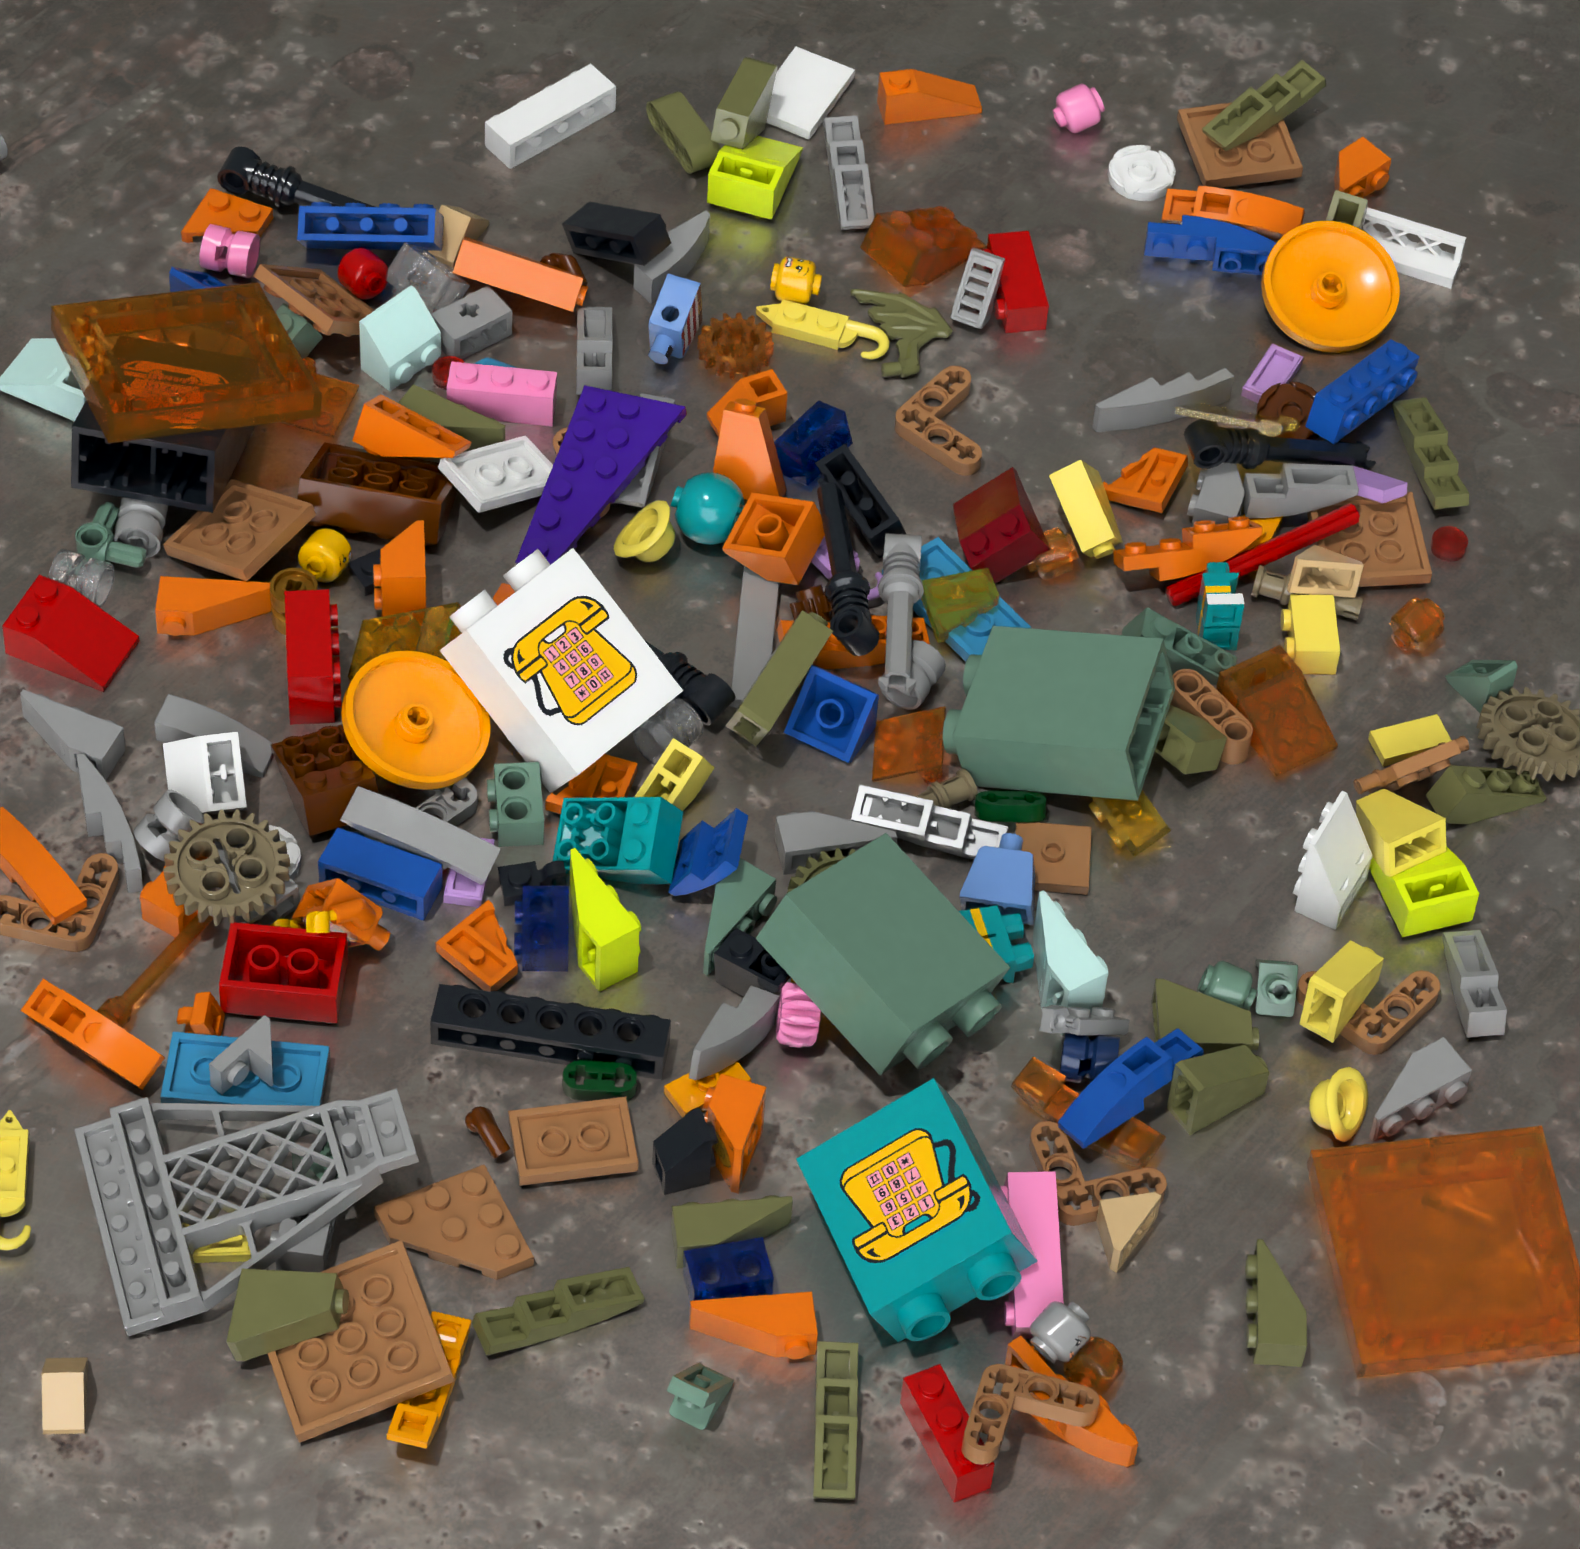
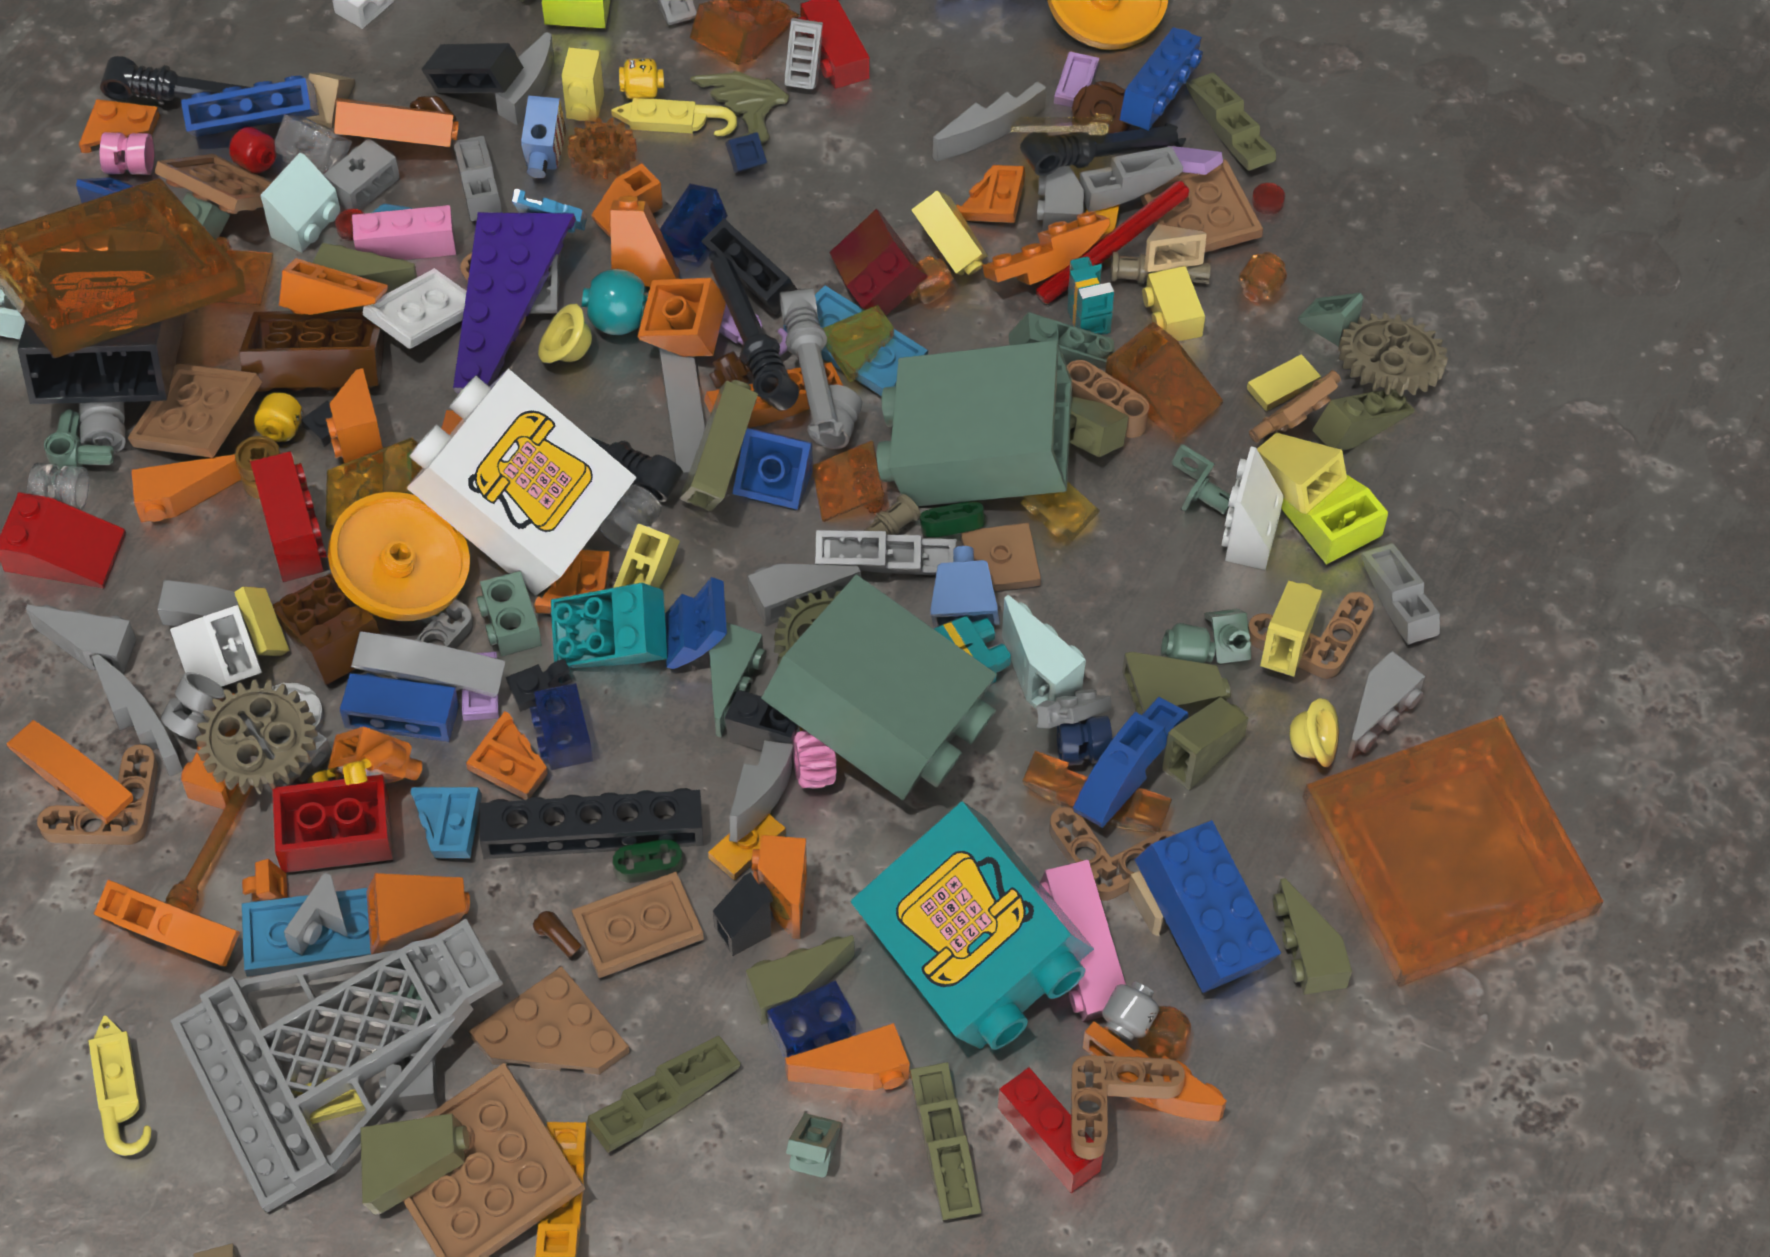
camera: 10 degrees left, 5 degrees up
(258, 757) = (261, 621): none -> light yellow tile
(345, 1069) = (412, 908): none -> orange slope
(404, 995) = (448, 818): none -> dark azure wing
(602, 927) = (617, 718): neon yellow slope -> none
(663, 394) = (547, 205): none -> dark azure wing
(730, 273) = (582, 84): none -> light yellow brick
(889, 381) = (746, 152): none -> dark blue plate
(930, 422) = (790, 183): medium nougat beam -> none
(1171, 1247) = (1207, 906): none -> blue brick
(1288, 829) = (1203, 488): none -> sand green bracket

